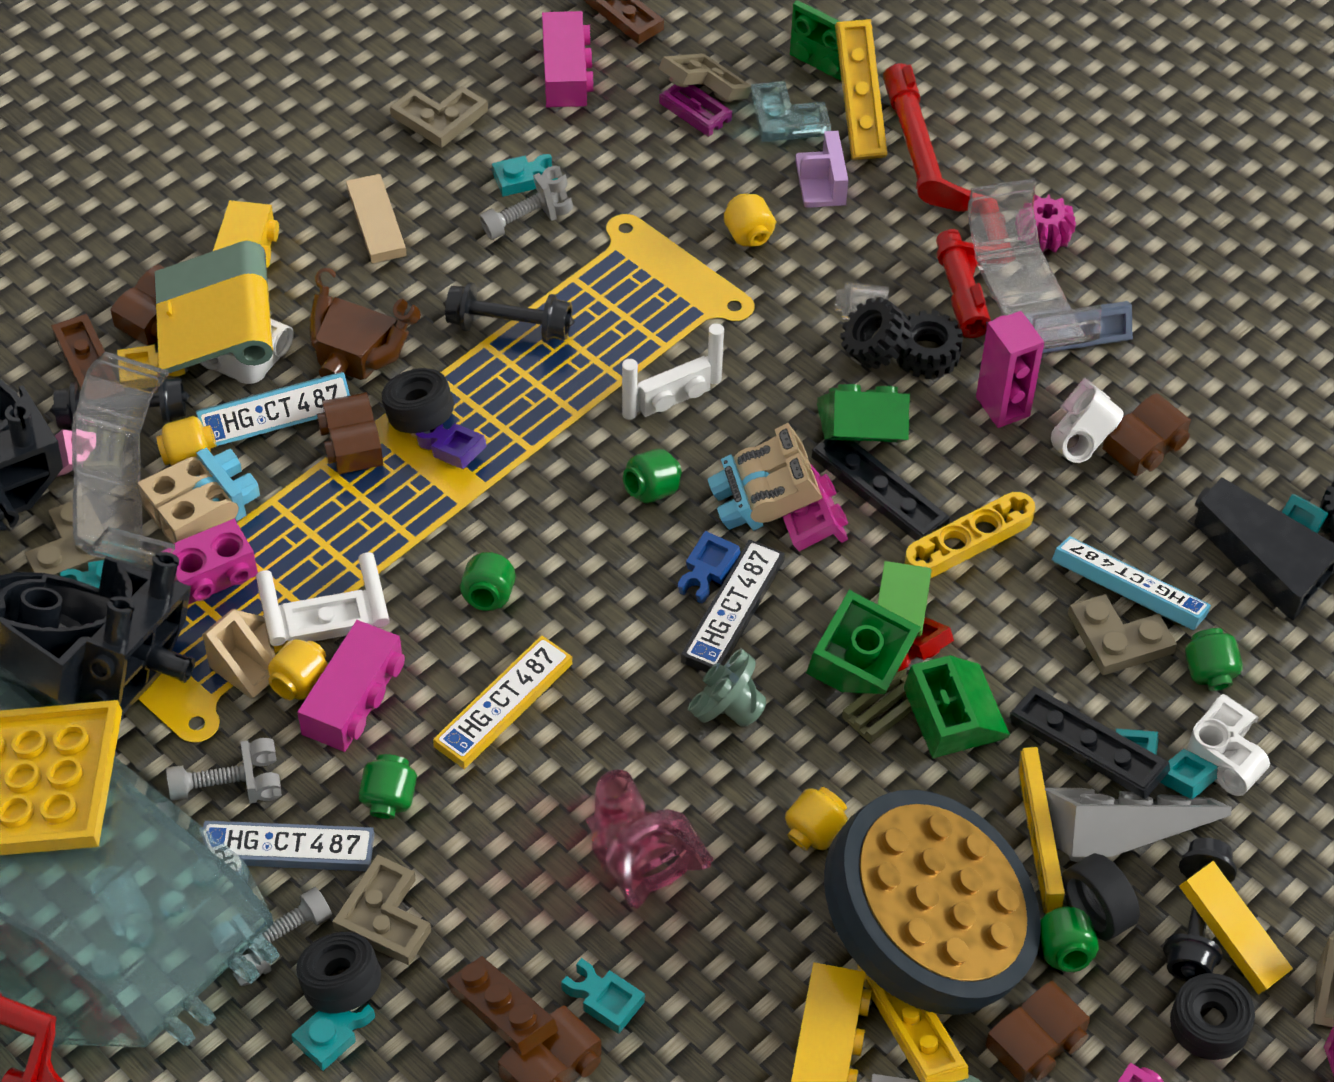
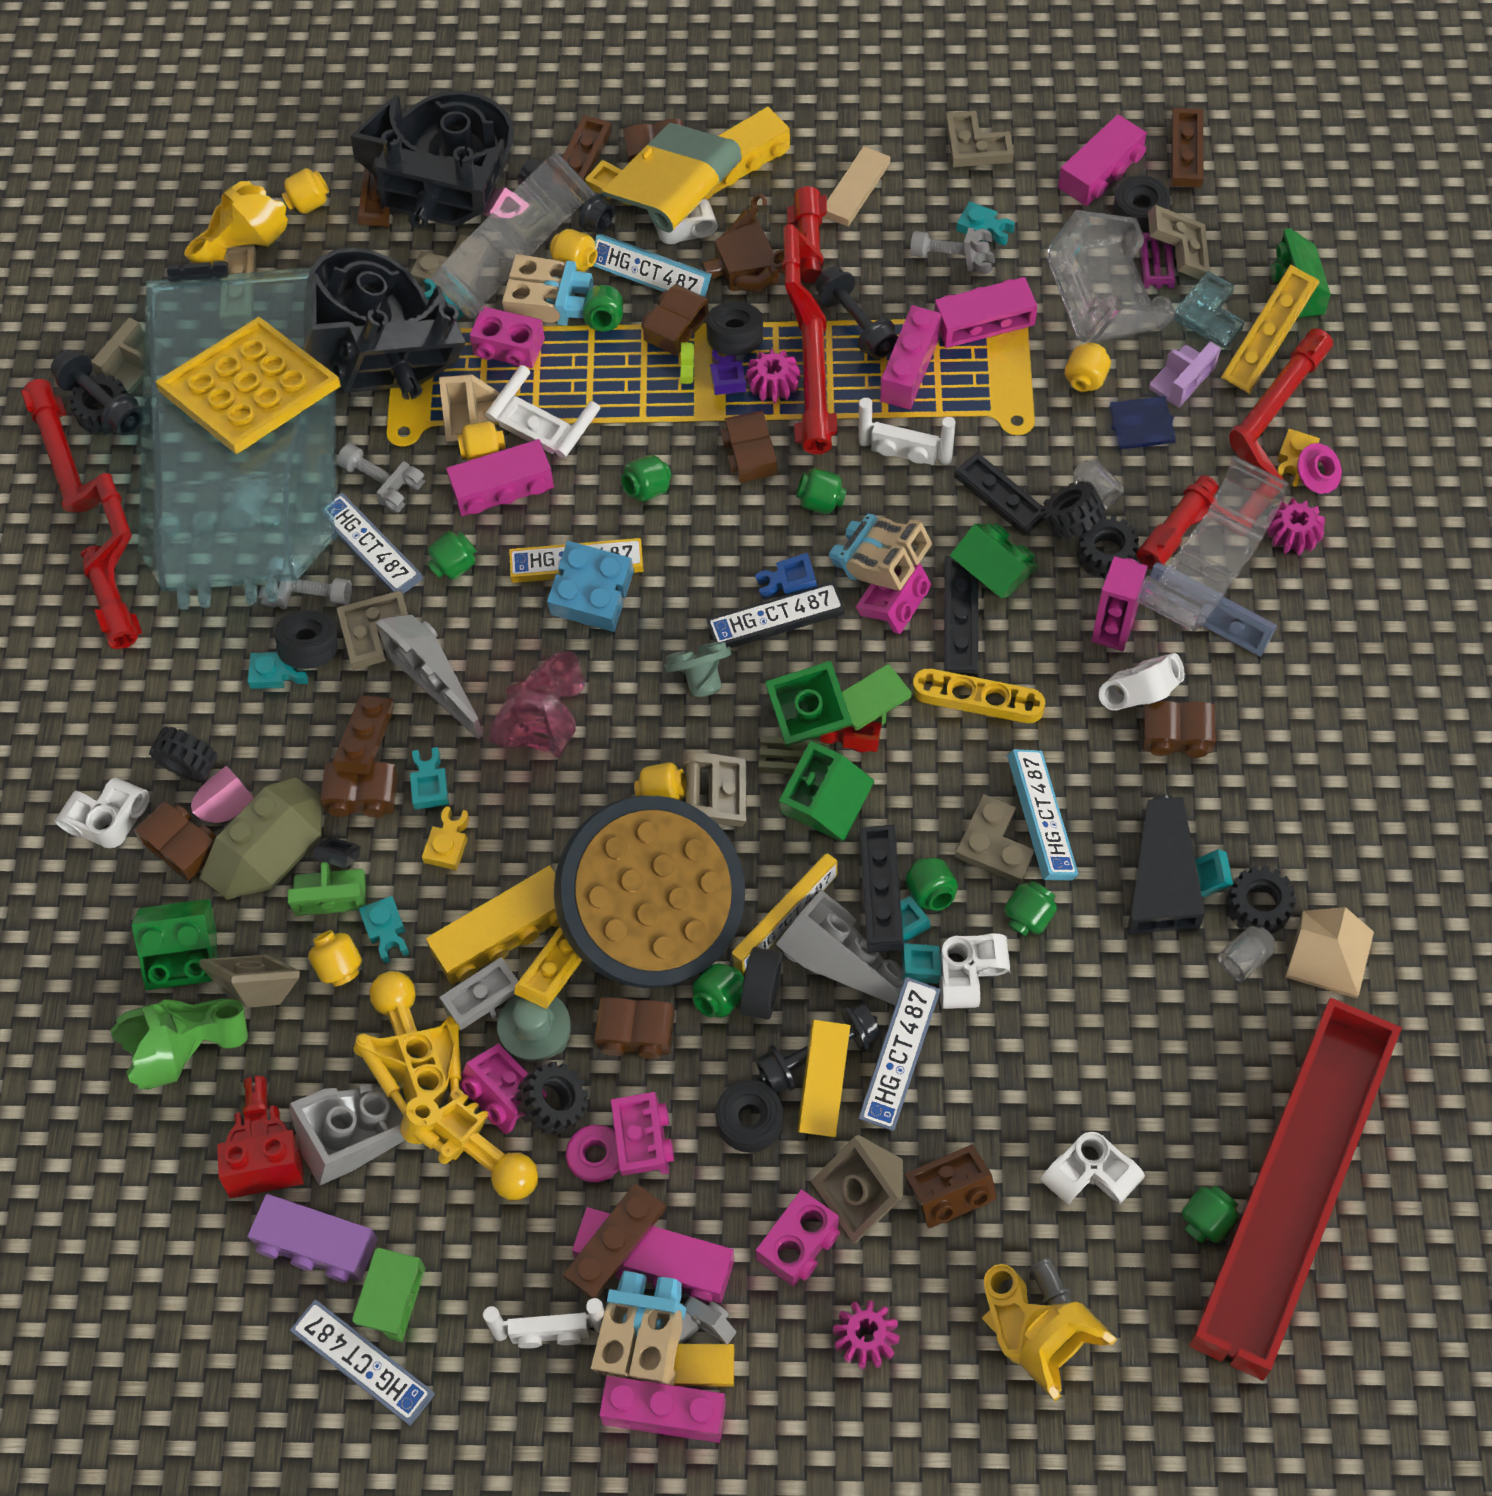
camera: 50 degrees right, 10 degrees up
(274, 470) = (603, 308): none -> green head
(405, 460) = (687, 363): none -> lime tile
(481, 897) = (420, 656): none -> light grey wedge
(498, 414) = (773, 375): none -> dark pink gear
(548, 486) = (750, 446): none -> reddish brown brick
(560, 703) = (588, 585): none -> dark azure piece
(584, 427) = (804, 264): none -> red piece
(599, 314) = (910, 357): none -> dark pink brick
(613, 237) = (986, 312): none -> dark pink brick
(631, 86) = (1140, 189): none -> black tyre
(674, 155) = (1100, 279): none -> clear windscreen
(683, 1037) = (447, 844): none -> yellow plate
(792, 369) = (1000, 493): none -> black tile
(833, 235) = (1142, 422): none -> clear blue piece
(860, 768) = (726, 786): none -> dark tan plate
(973, 169) = (1290, 451): none -> yellow plate
(1006, 166) = (1309, 471): none -> dark pink piece
(1120, 704) = (931, 884): none -> green head
(1264, 855) = (899, 1054): none -> tile

